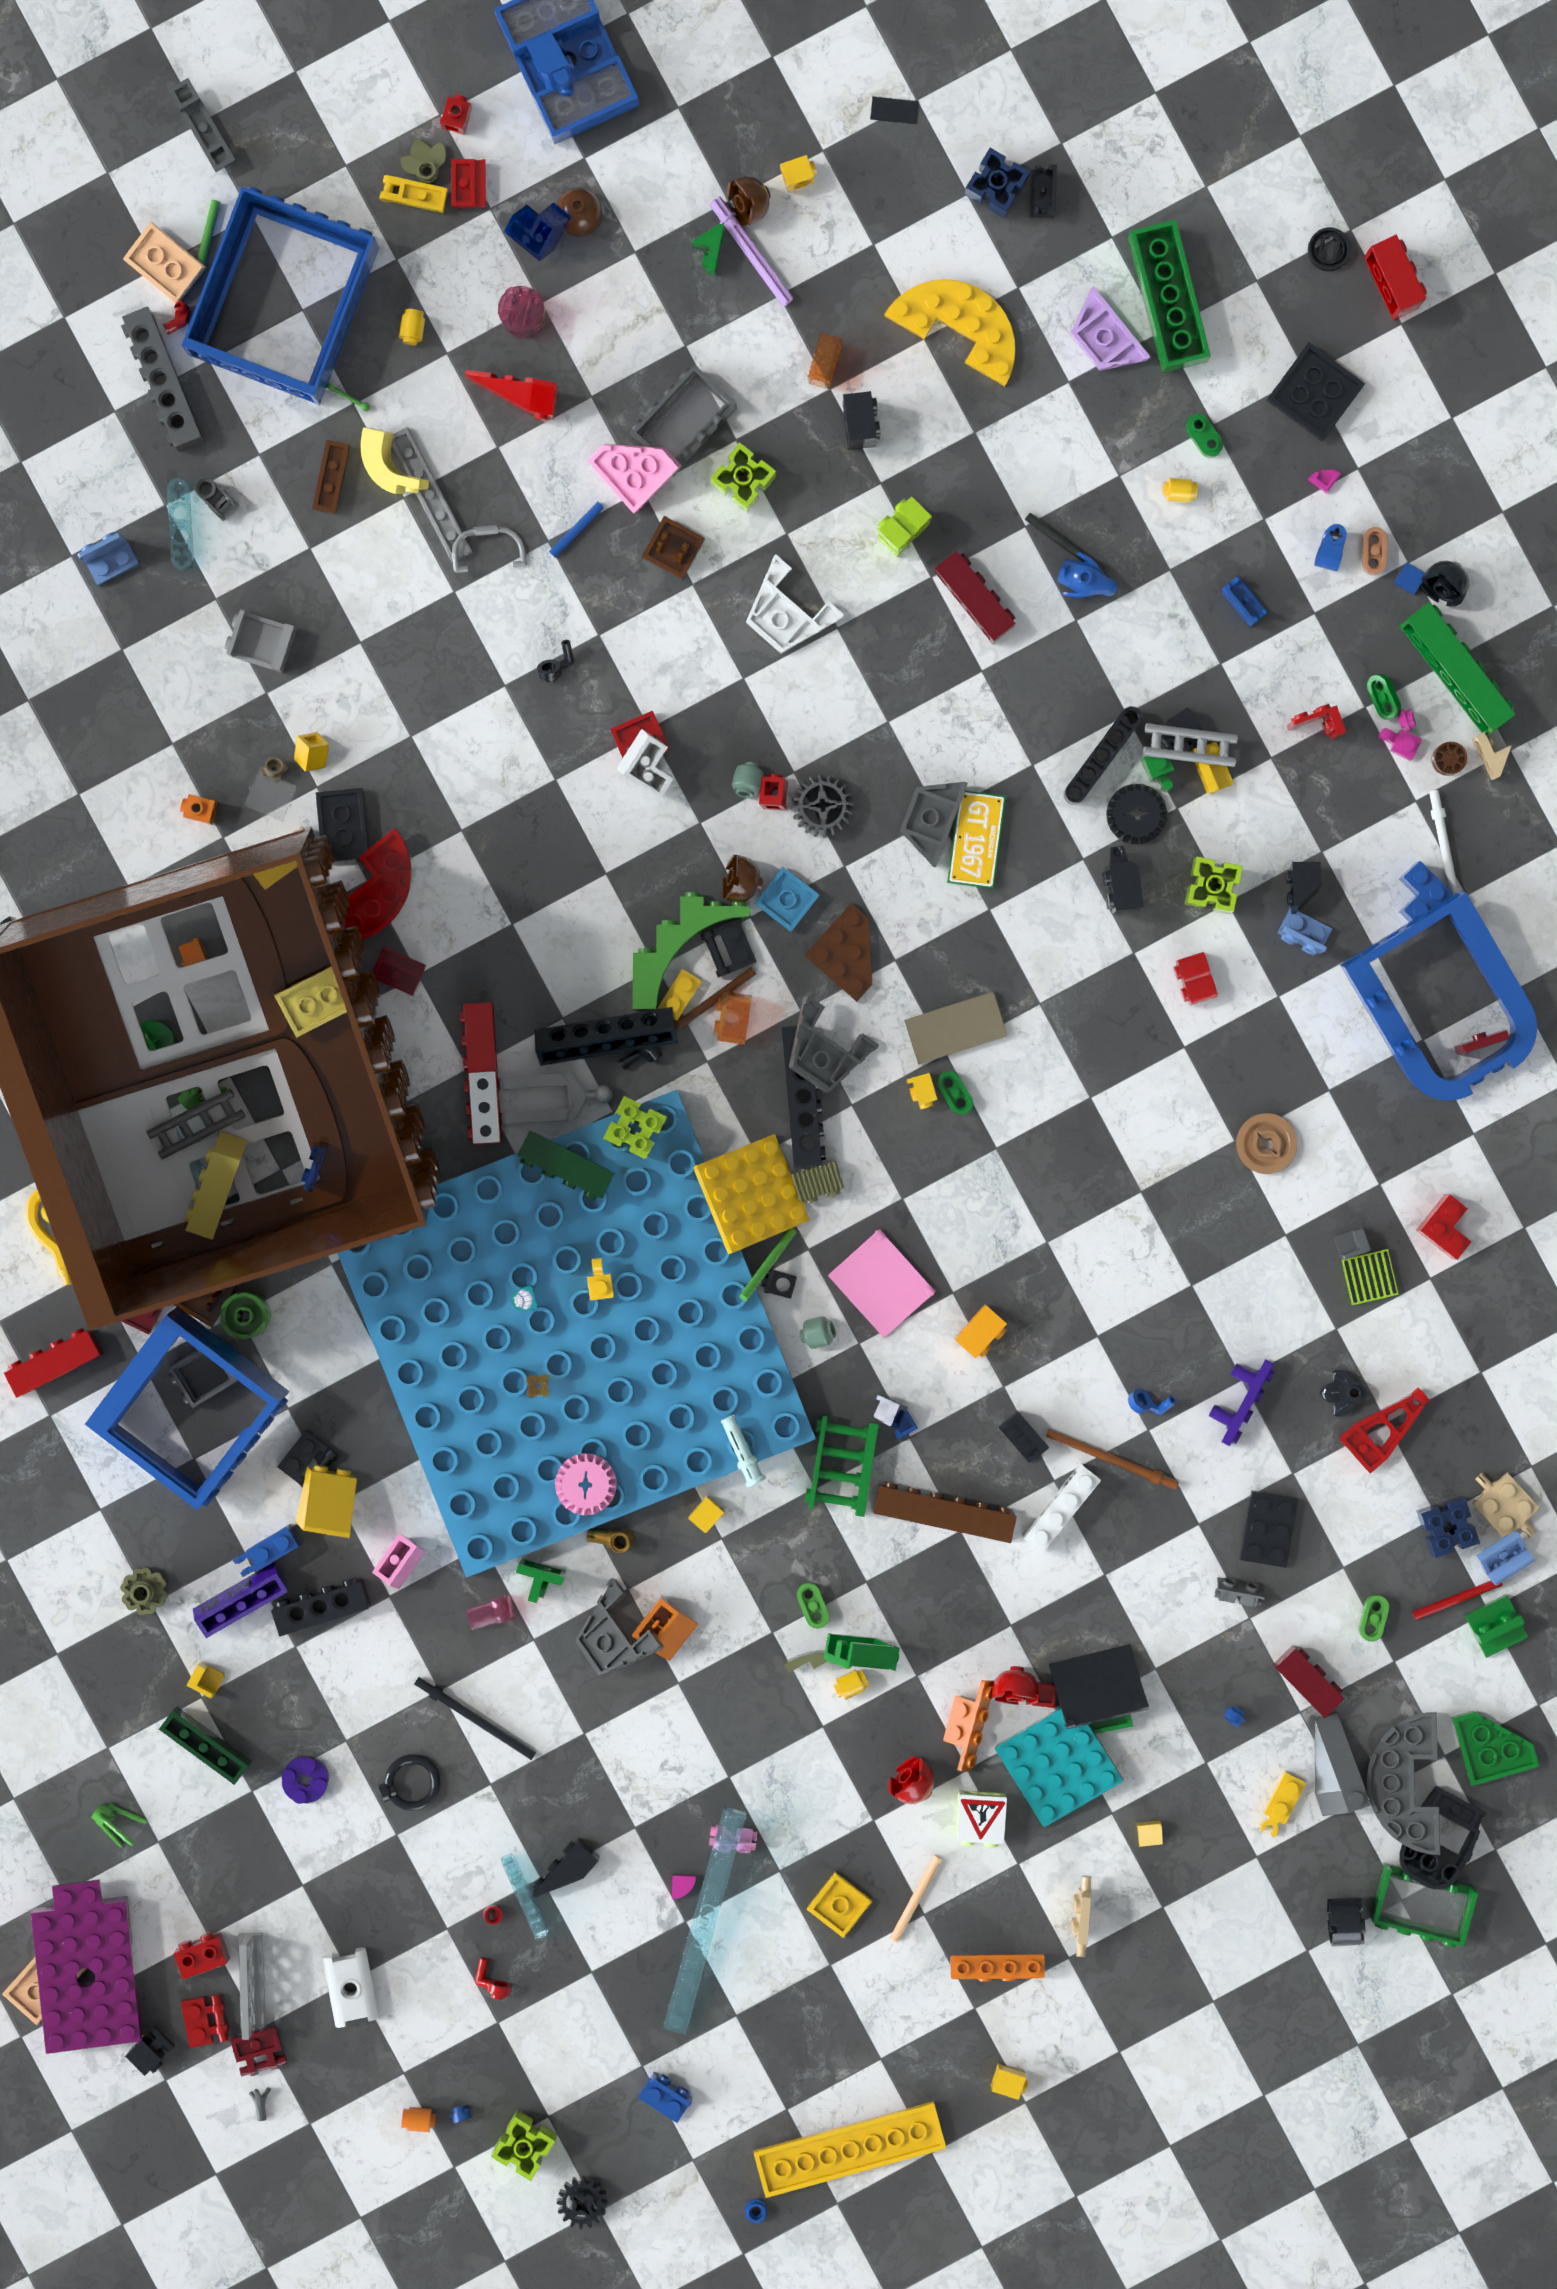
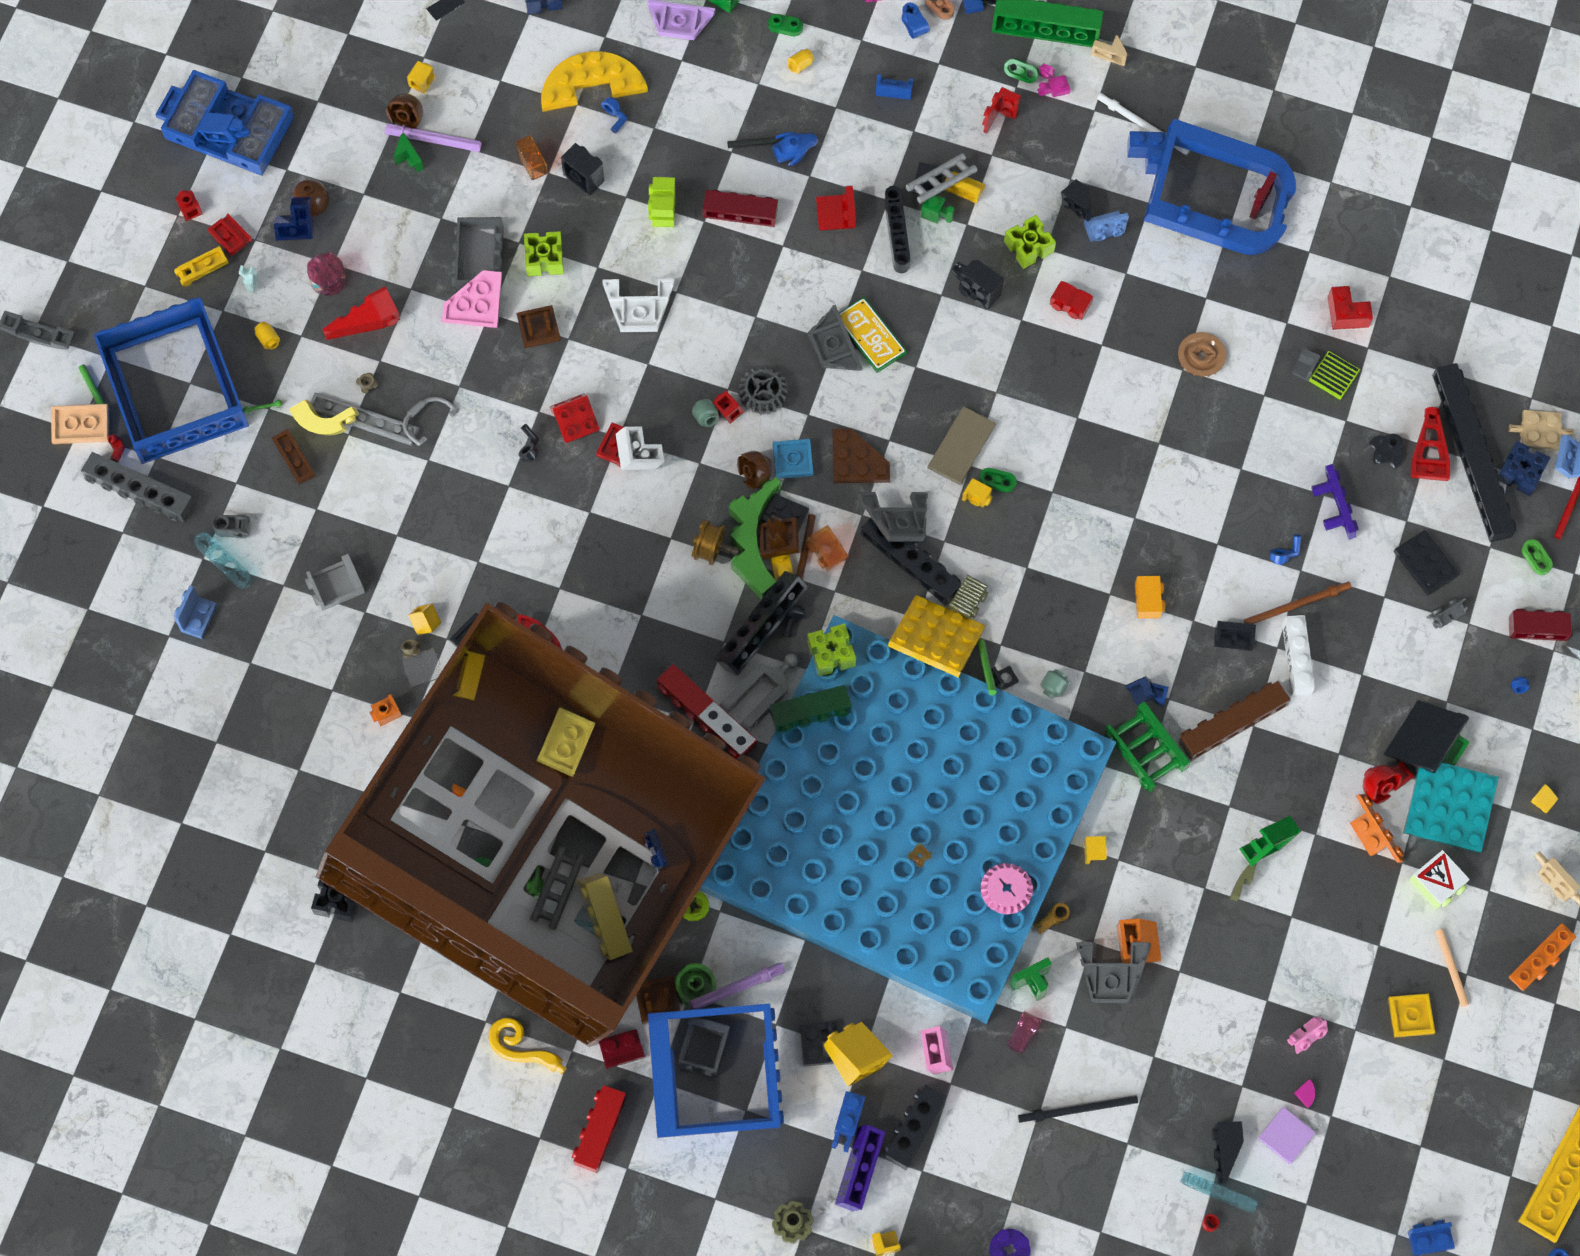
camera: 45 degrees left, 20 degrees down
(275, 1350) = (761, 976): none -> lavender axle
(389, 1791) = (1069, 1205): black piece -> none
(424, 158) = (189, 244): olive plate -> none
(445, 250) = (249, 278): none -> light aqua plate
(461, 454) = (368, 377): none -> dark tan plate
(524, 1299) = (862, 811): tile -> none
(576, 529) = (470, 365): blue bar -> none
(600, 1284) = (899, 761): yellow plate -> none
(624, 672) = (575, 417): none -> red bracket
(630, 1903) = (1286, 1135): none -> lavender tile
(631, 917) = (710, 542): none -> pearl gold wheel
(698, 968) = (779, 537): none -> reddish brown plate
(704, 1920) = (1343, 1100): clear light blue plate -> none
(747, 1461) = (1089, 789): light aqua pin -> none
(812, 1605) = (1212, 846): bright green plate -> none
(851, 1684) = (1283, 872): yellow brick -> none
(881, 1283) = (1063, 625): bright pink piece -> none
(913, 1782) = (1378, 894): red cylinder -> none
(952, 374) = (612, 107): none -> blue plate
(1063, 683) = (836, 211): none -> red bracket
(1127, 827) = (948, 256): black gear -> none
(1419, 1469) = (1474, 453): none -> black brick
(1449, 758) = (1090, 73): reddish brown wheel -> none

